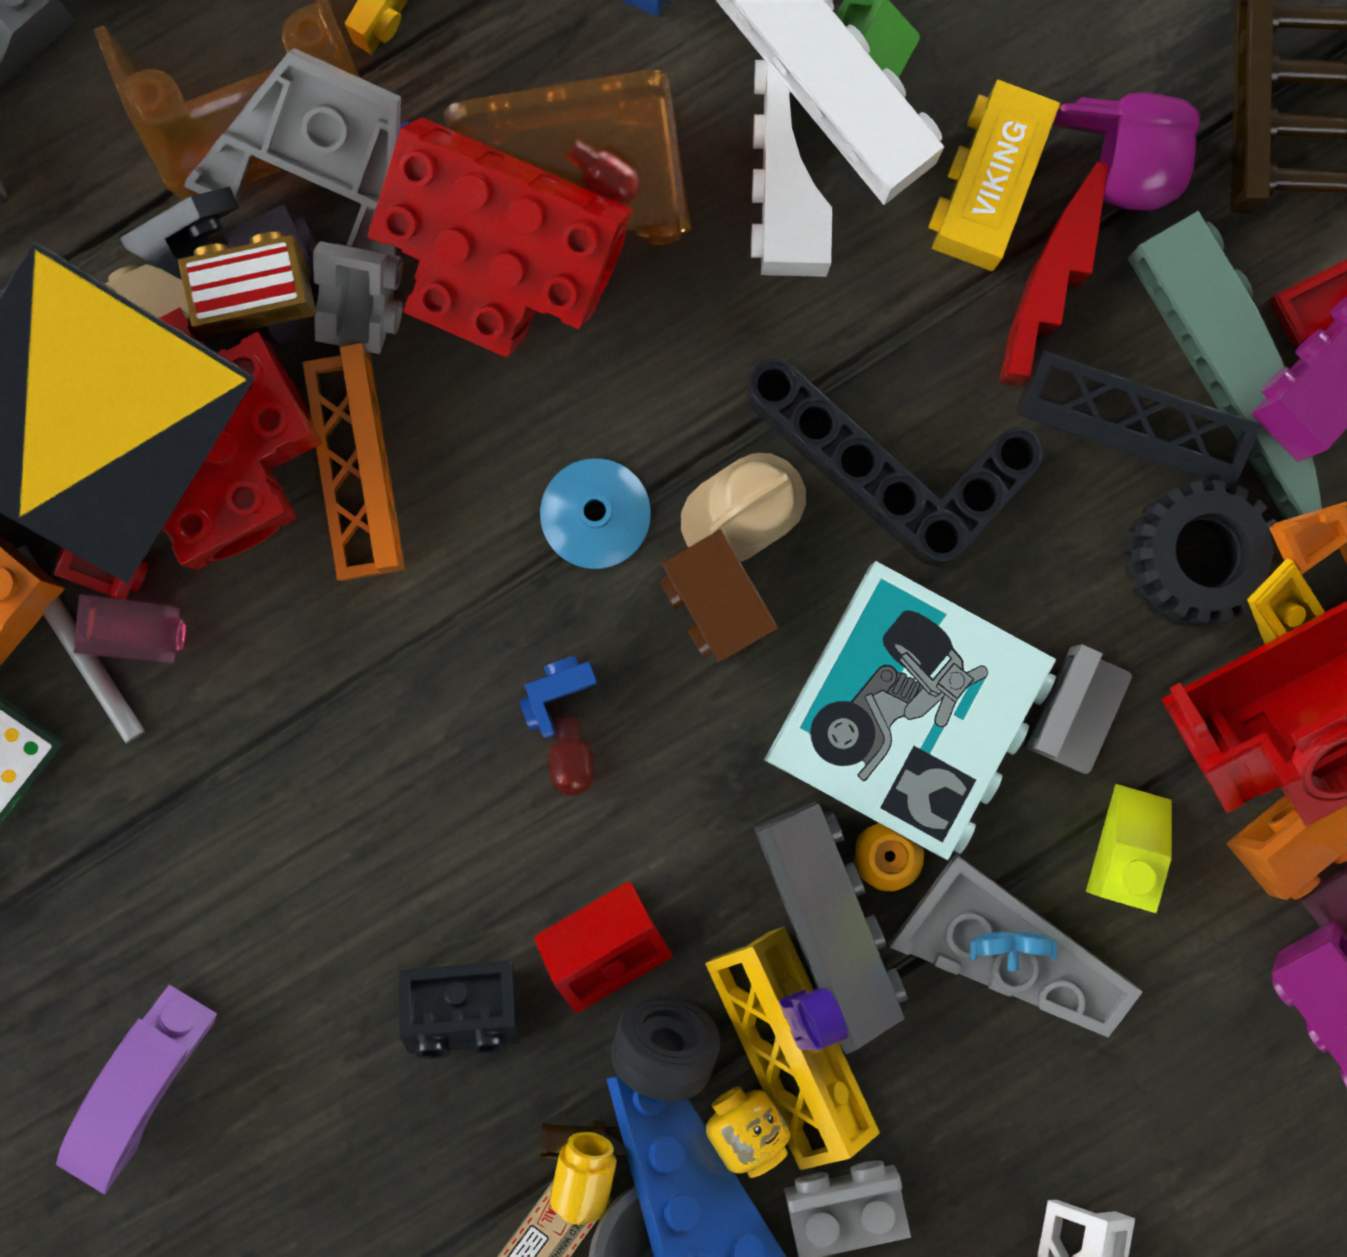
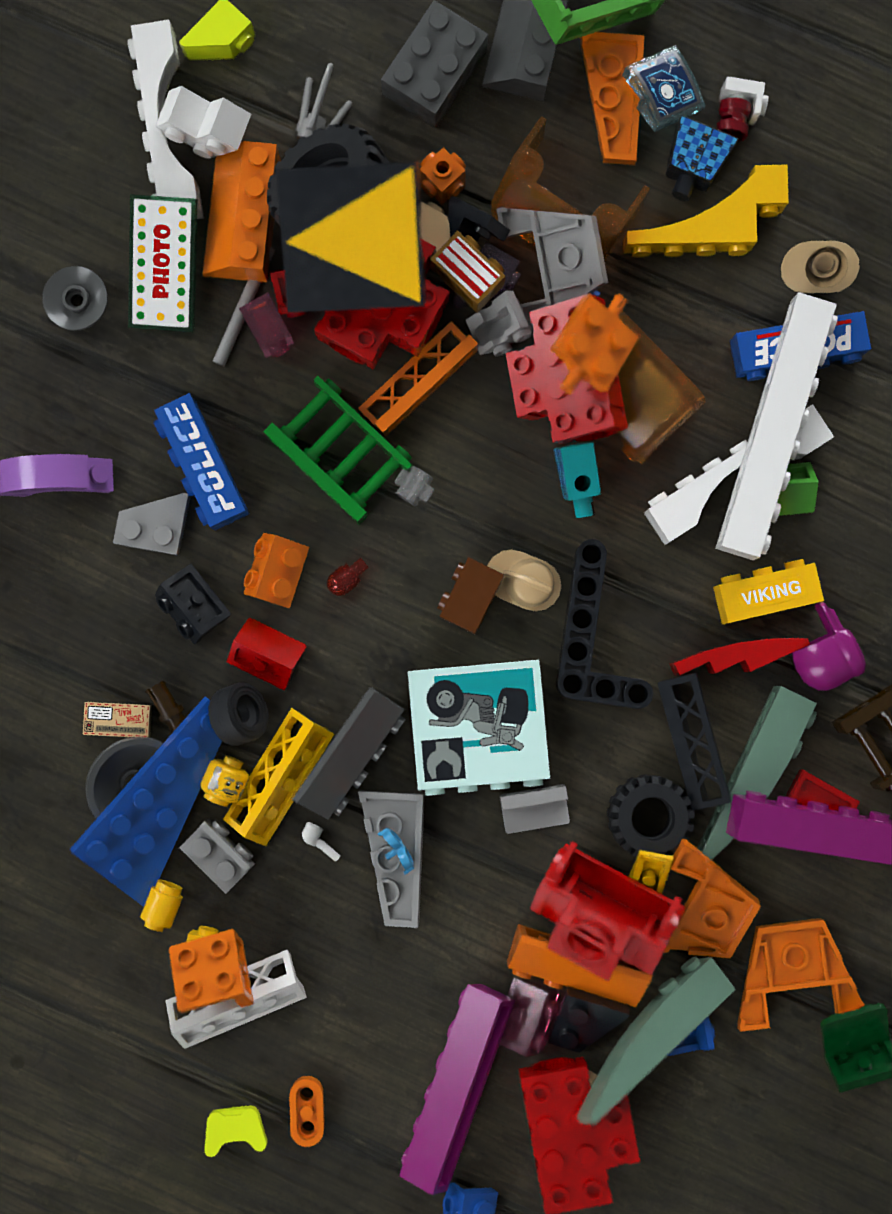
camera: 55 degrees right, 0 degrees up
(99, 235) = (442, 185): none -> orange brick
(261, 858) = (201, 462): none -> blue brick
(307, 987) = (154, 525): none -> light grey wing
(362, 698) = (309, 458): none -> green fence
(480, 168) = (594, 343): none -> orange plate
(491, 854) = (275, 569): none -> orange bracket
(505, 572) = (414, 486): none -> clear gear
(562, 680) = (381, 547): blue bracket -> none
(583, 1178) = (150, 716): yellow brick -> none
(595, 542) = (467, 526): dark azure dish -> none
(606, 172) = (637, 404): clear red cylinder -> none
(626, 325) = (574, 462): none -> teal torso
(814, 1019) = (298, 773): dark purple piece -> none
(871, 861) = (391, 764): light orange plate -> none
(909, 1058) = (311, 836): none -> white hand
(1133, 849) = (484, 878): neon yellow slope -> none

